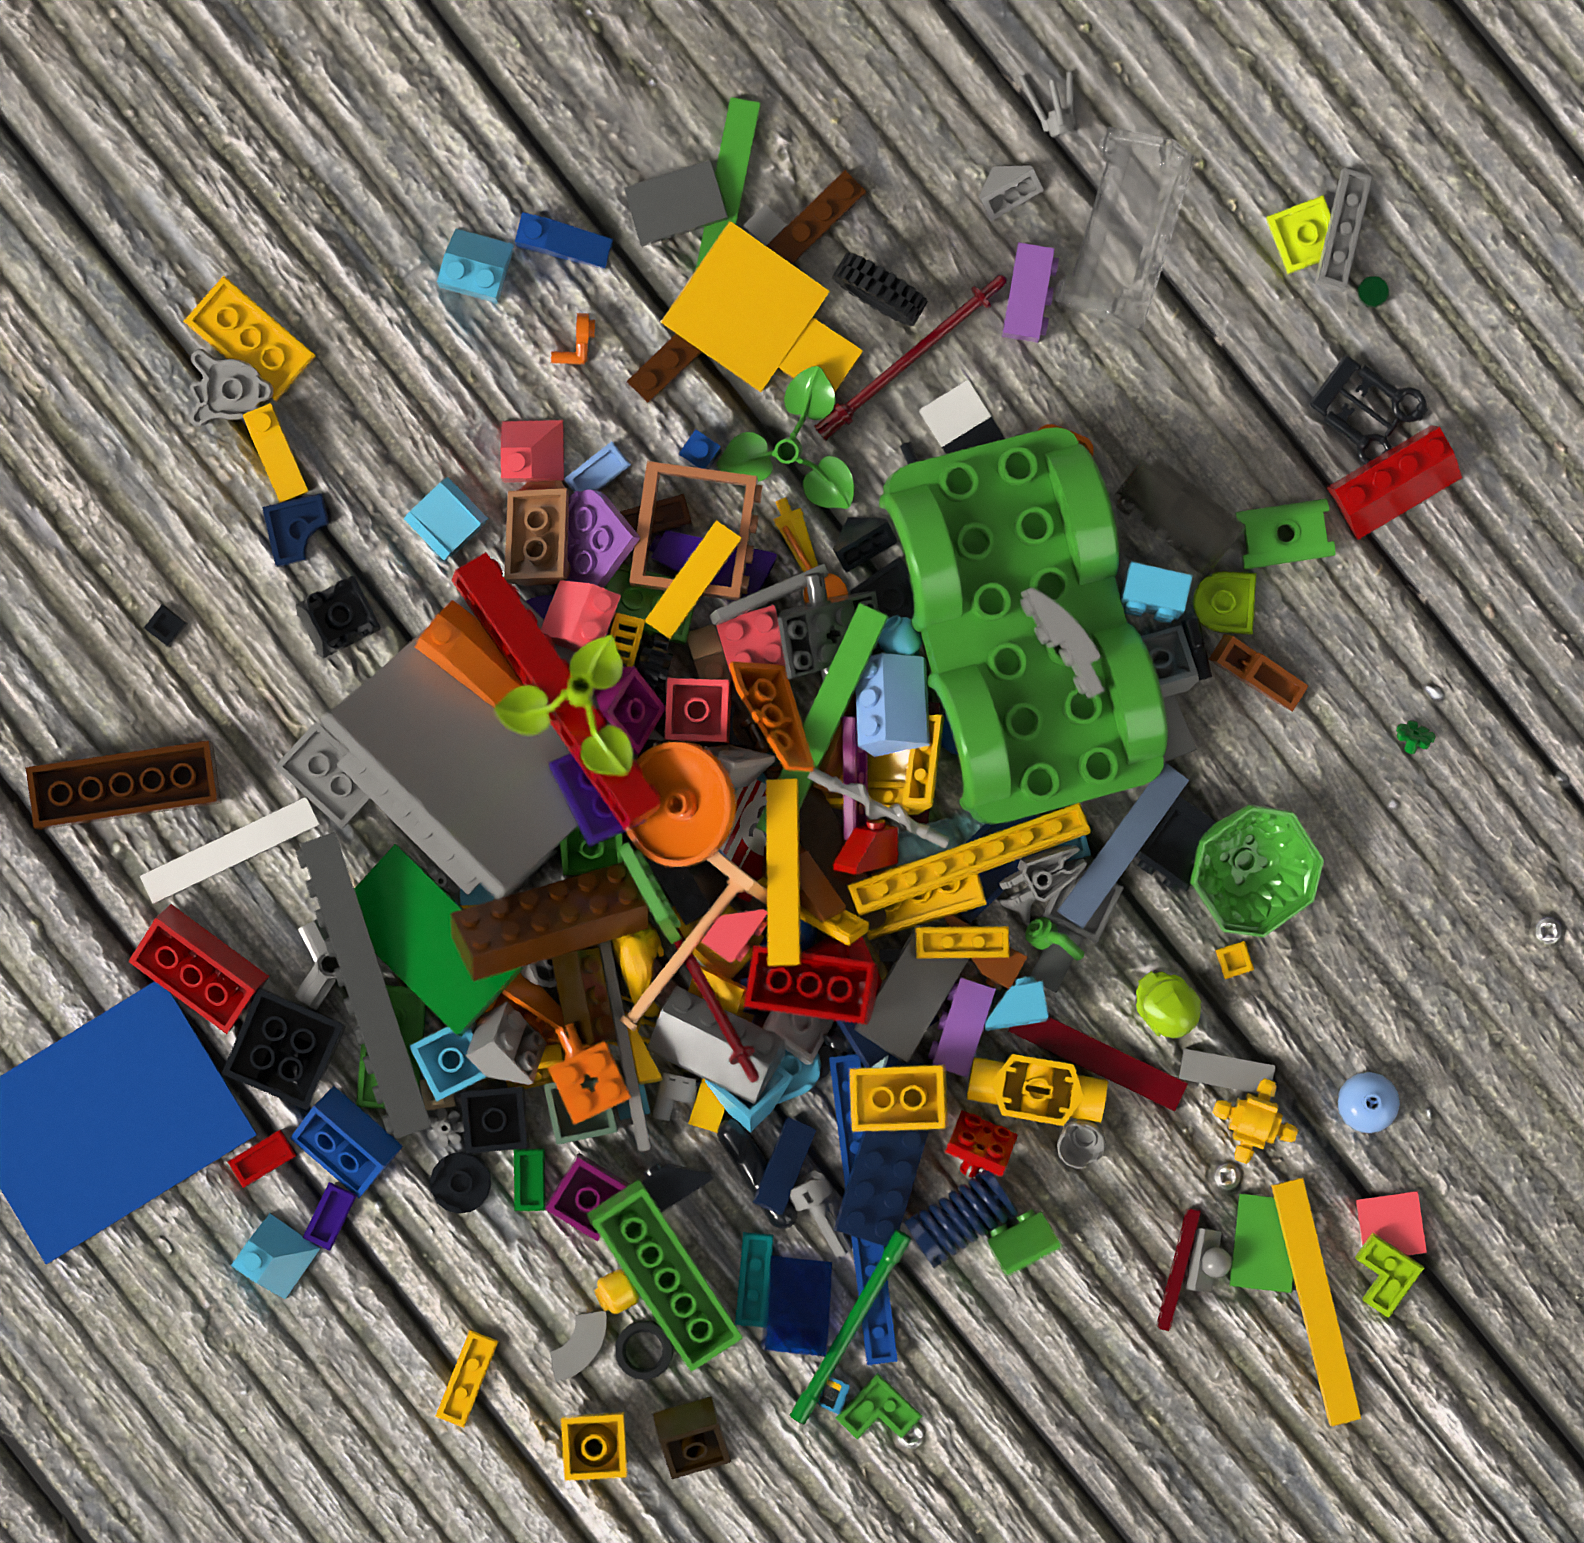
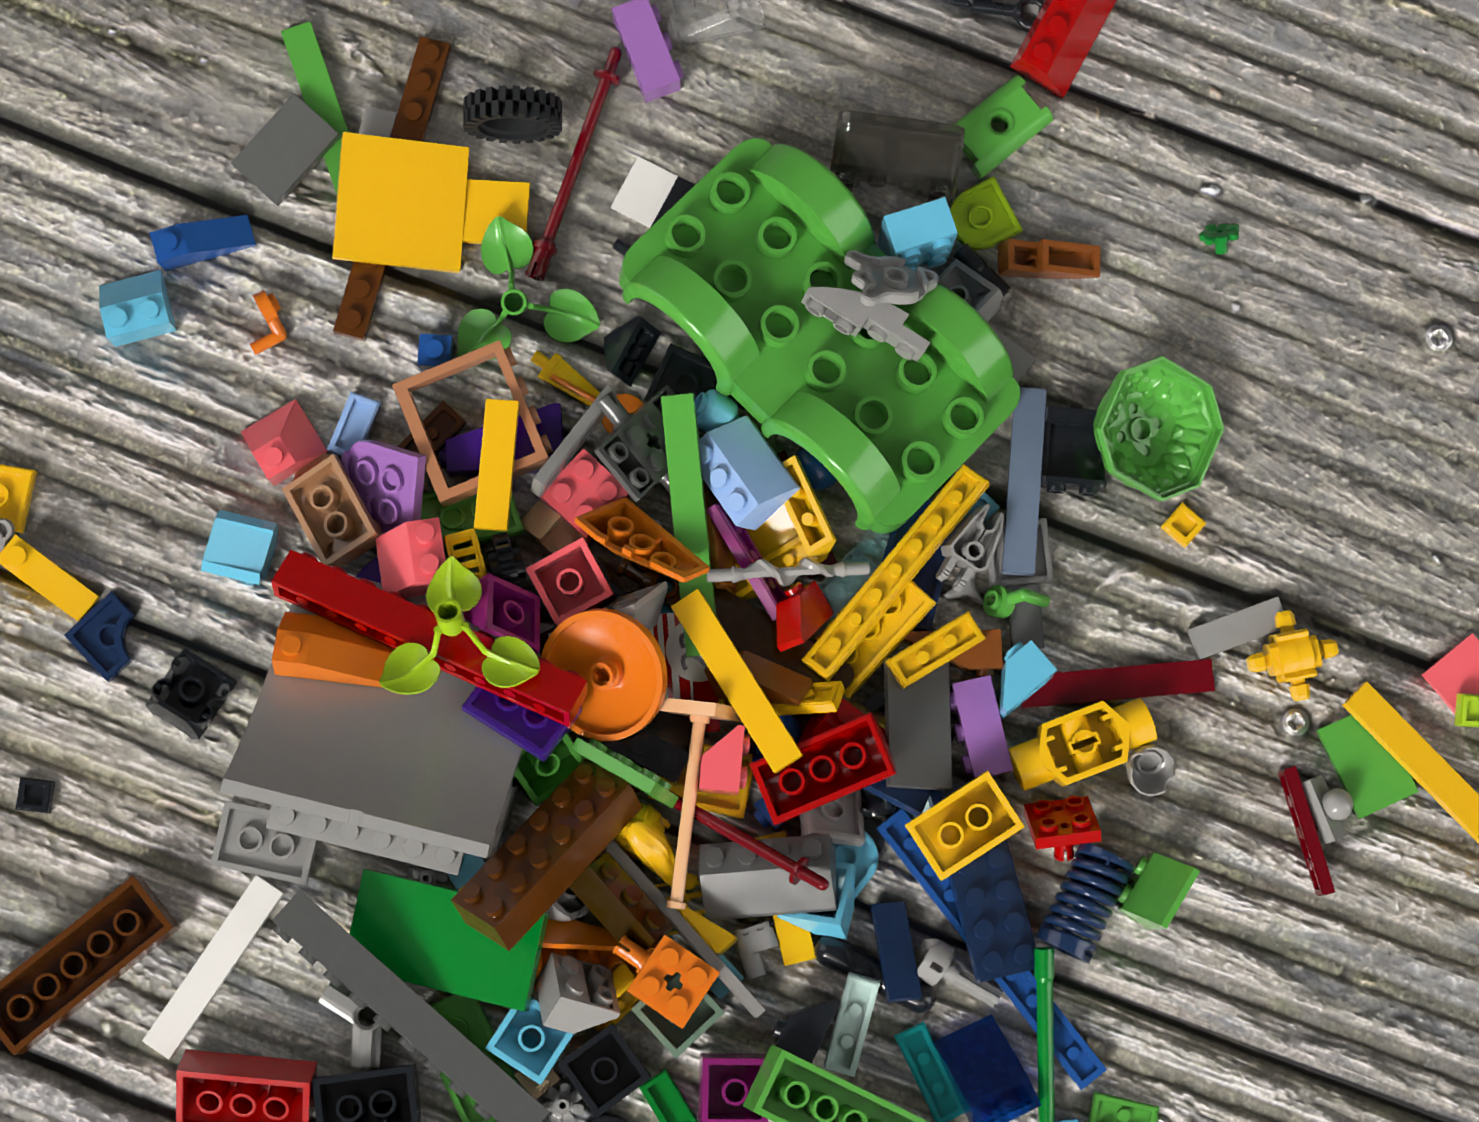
camera: 40 degrees left, 5 degrees down
(714, 1202) = (851, 1024): none -> light aqua tile
(728, 992) = (751, 821): yellow tile -> none
(1102, 618) = (888, 279): none -> light grey tile
(1167, 1004) = (1150, 598): lime helmet -> none
(1357, 1092) = (1379, 580): light blue cylinder -> none

